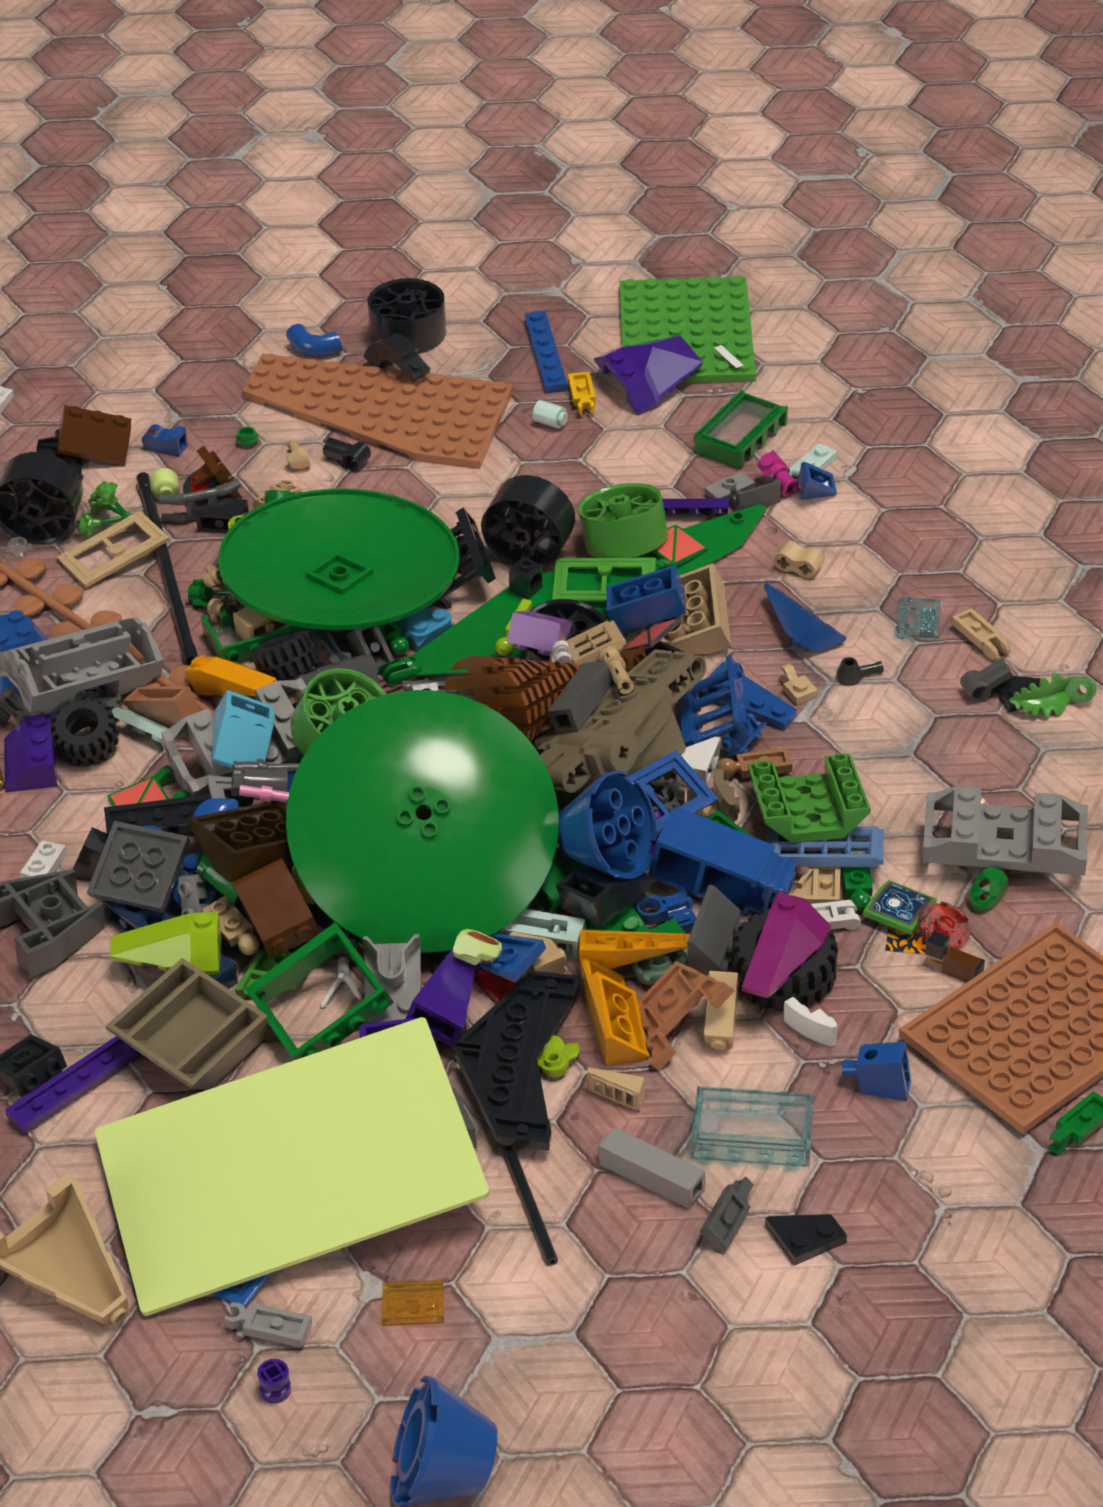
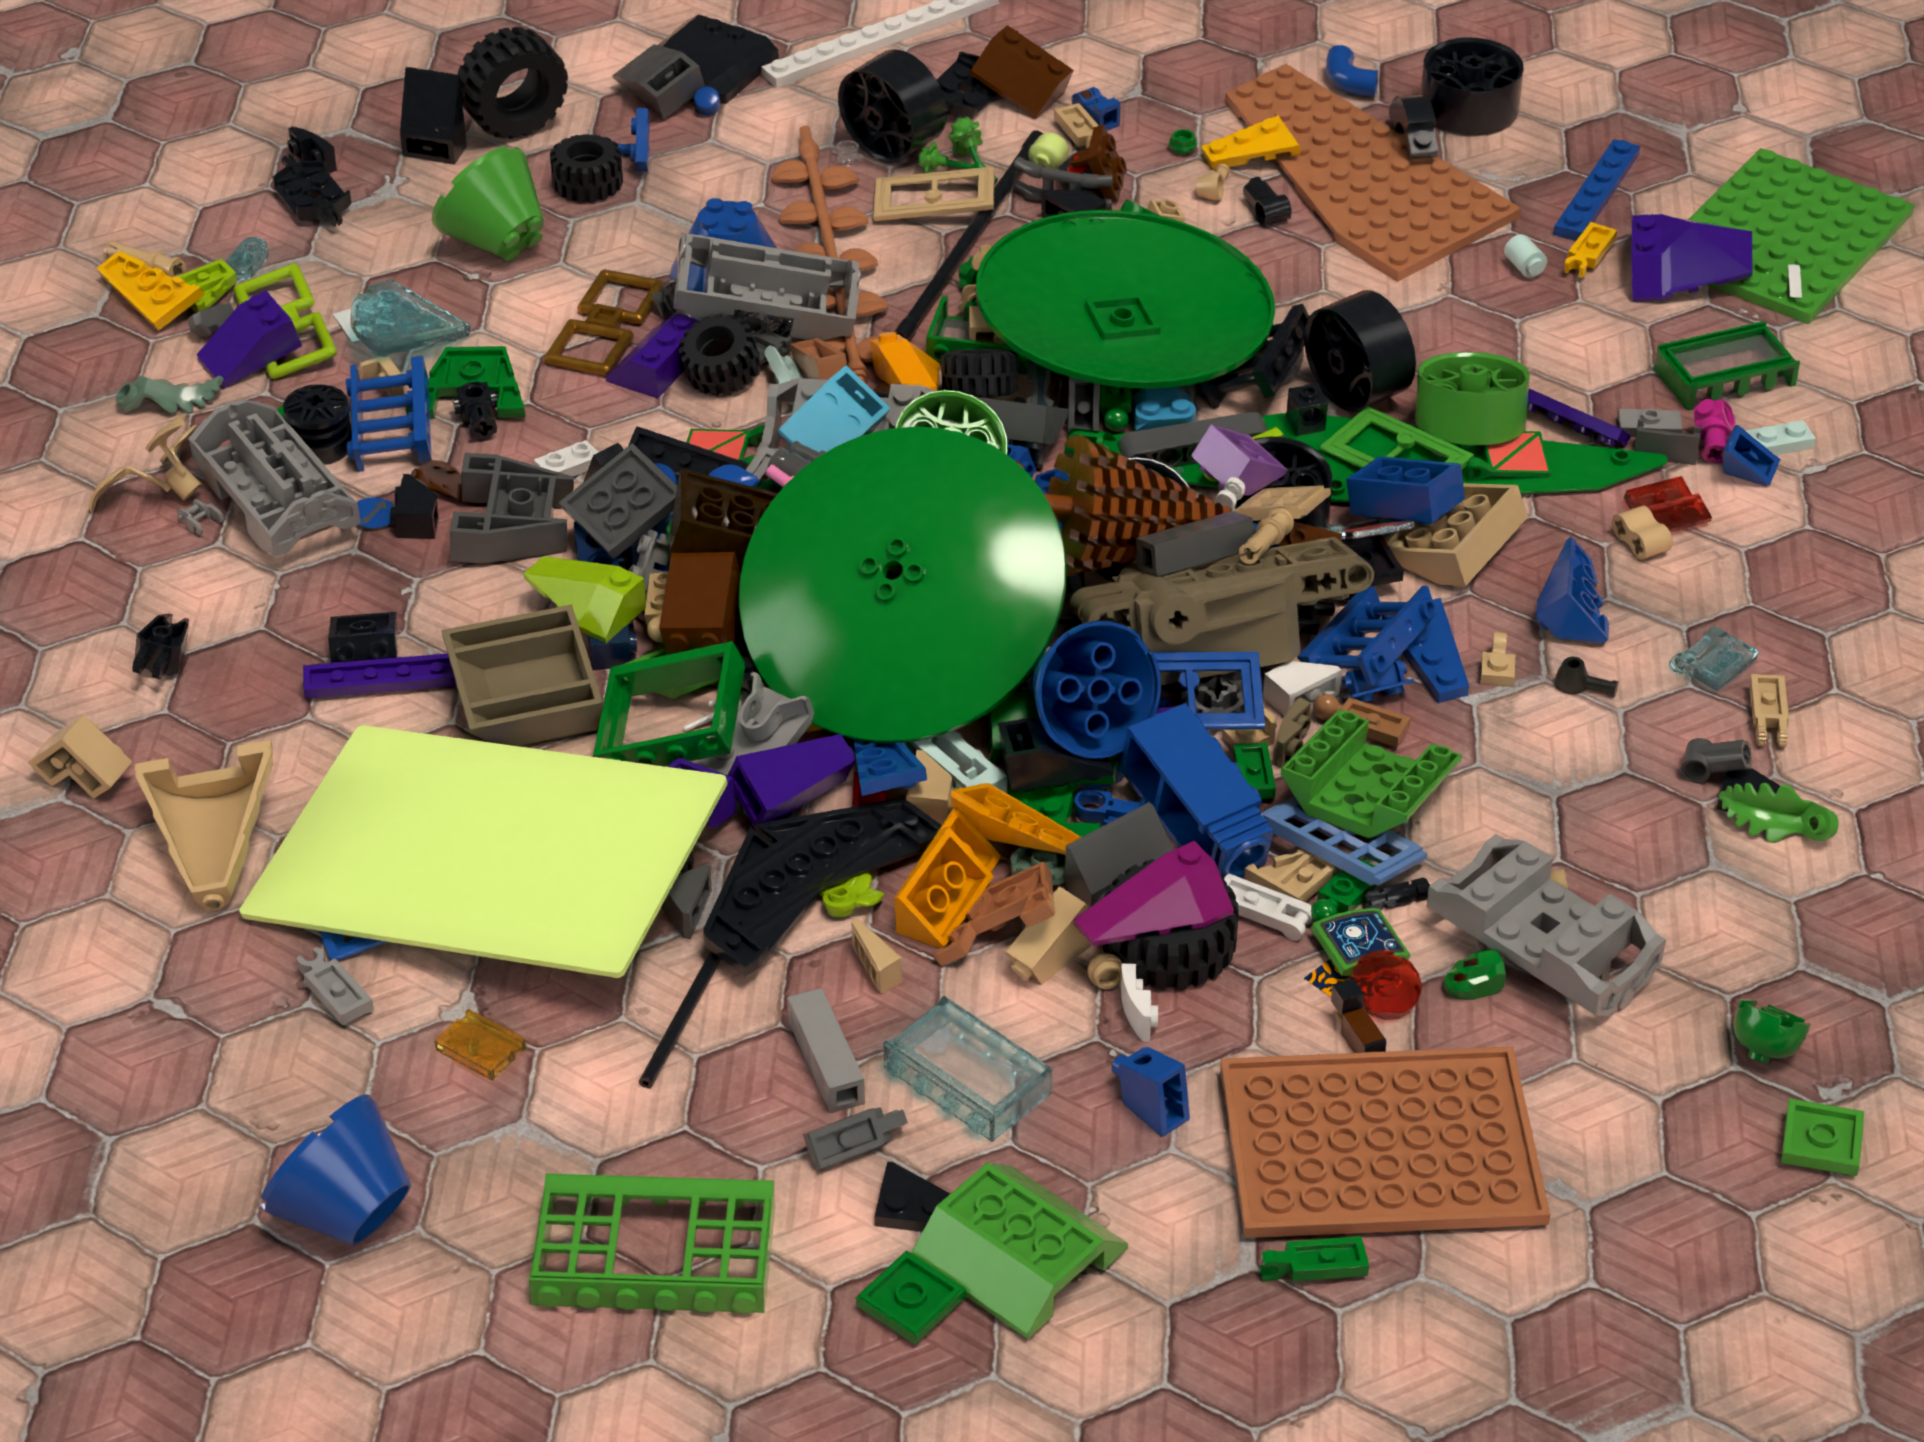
camera: 35 degrees right, 0 degrees up
(169, 457) = (1076, 123): none -> tan plate
(274, 1381) = (283, 1037): dark purple wheel -> none
(299, 415) = (1256, 141): none -> yellow wing
(471, 635) = (1177, 442): none -> dark grey beam
(476, 947) = (856, 740): yellowish green rock -> none
(697, 1404) = (652, 1291): none -> bright green window
(770, 1012) = (1105, 970): none -> tan plate
(792, 529) = (1670, 503): none -> clear red slope
(871, 1296) = (910, 1297): none -> green plate
(890, 864) = (1397, 894): none -> black axle
(905, 1226) = (1013, 1245): none -> bright green slope

